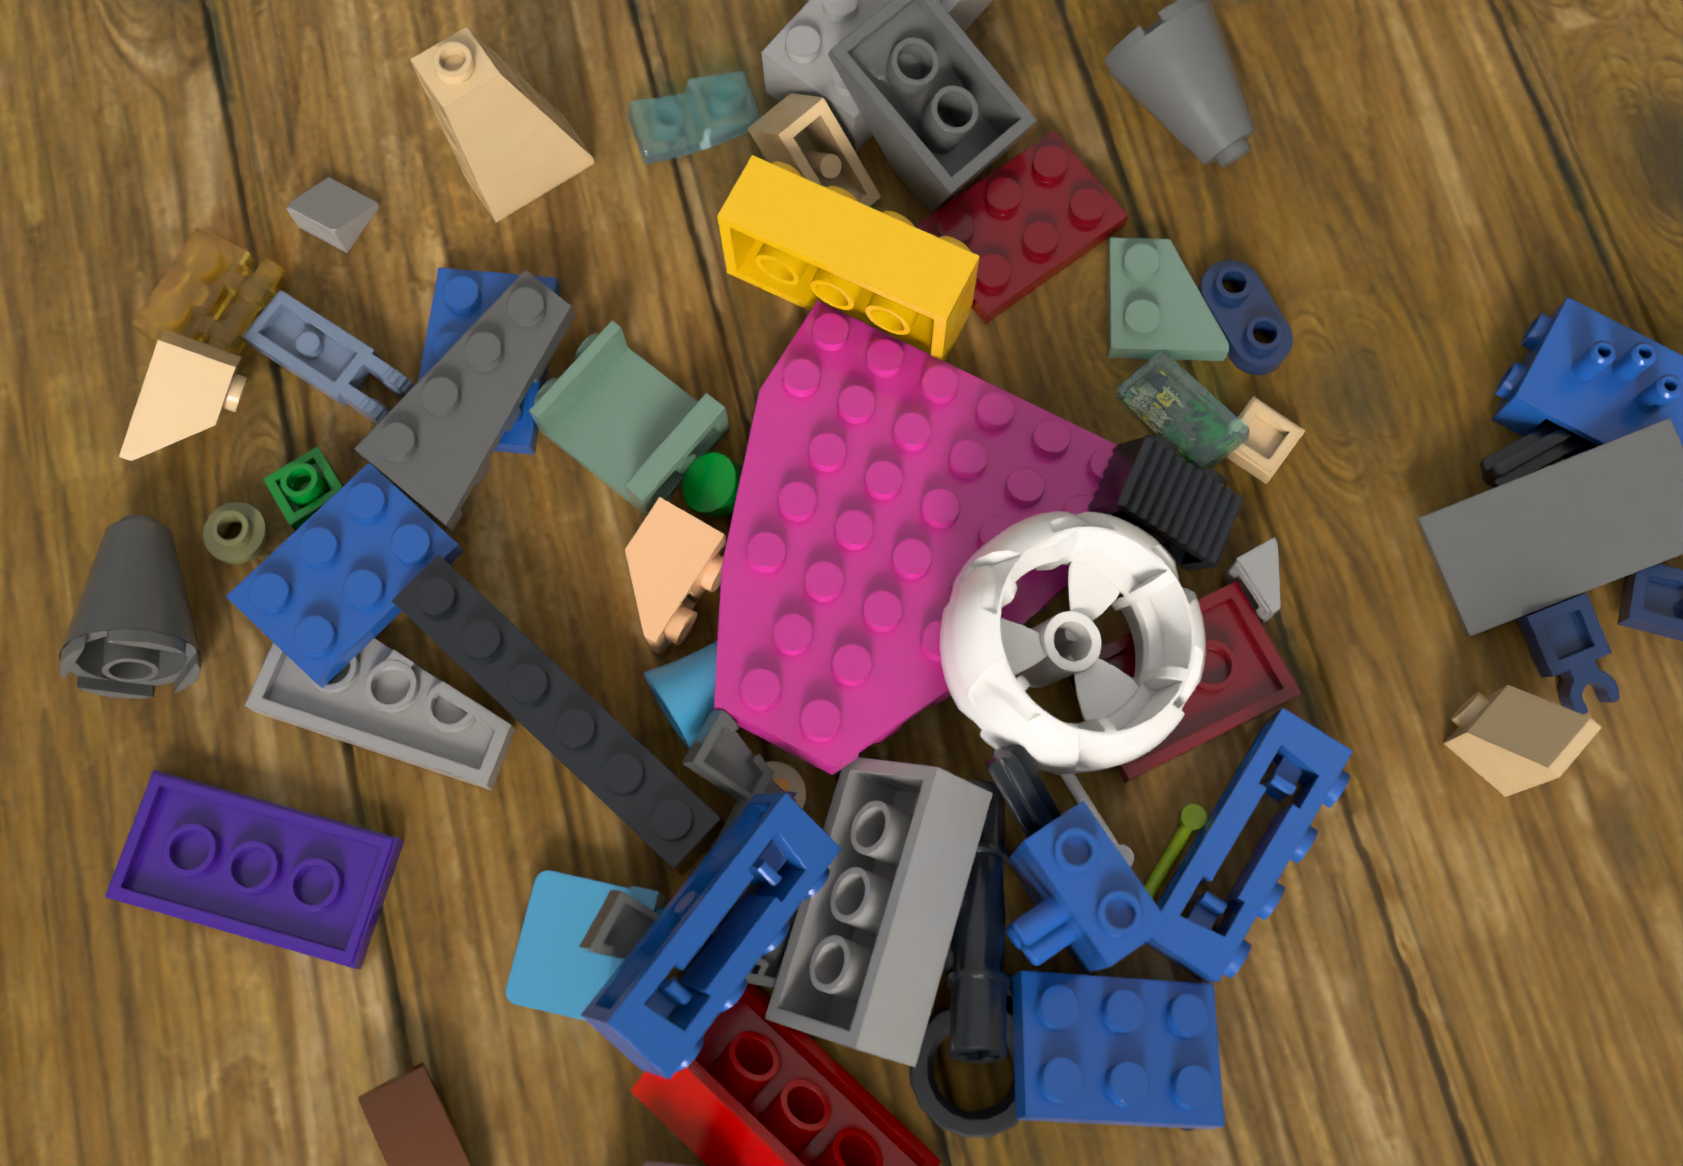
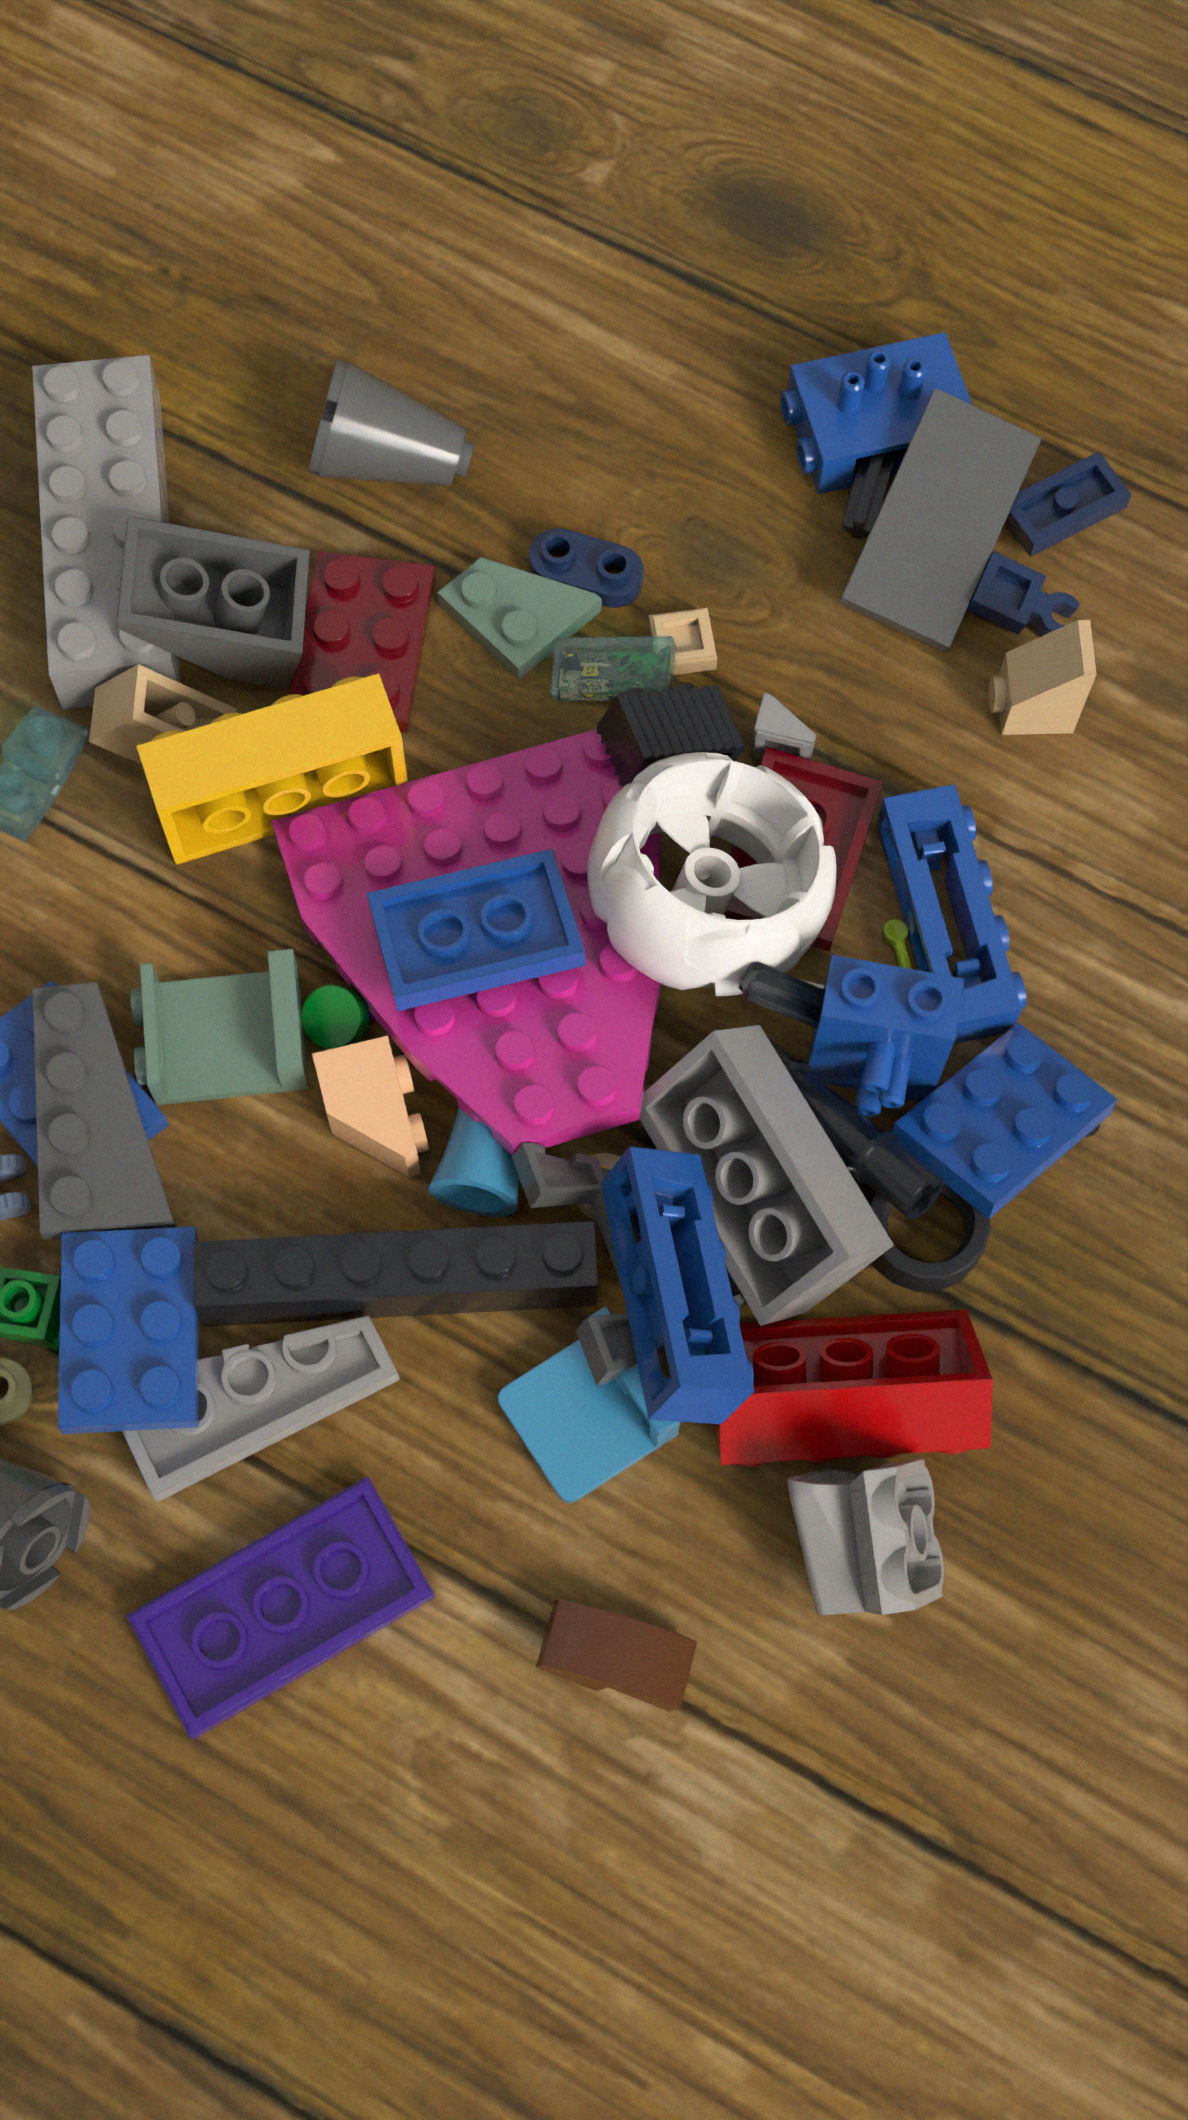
camera: 50 degrees left, 5 degrees down
(857, 516) = (475, 929): none -> blue plate

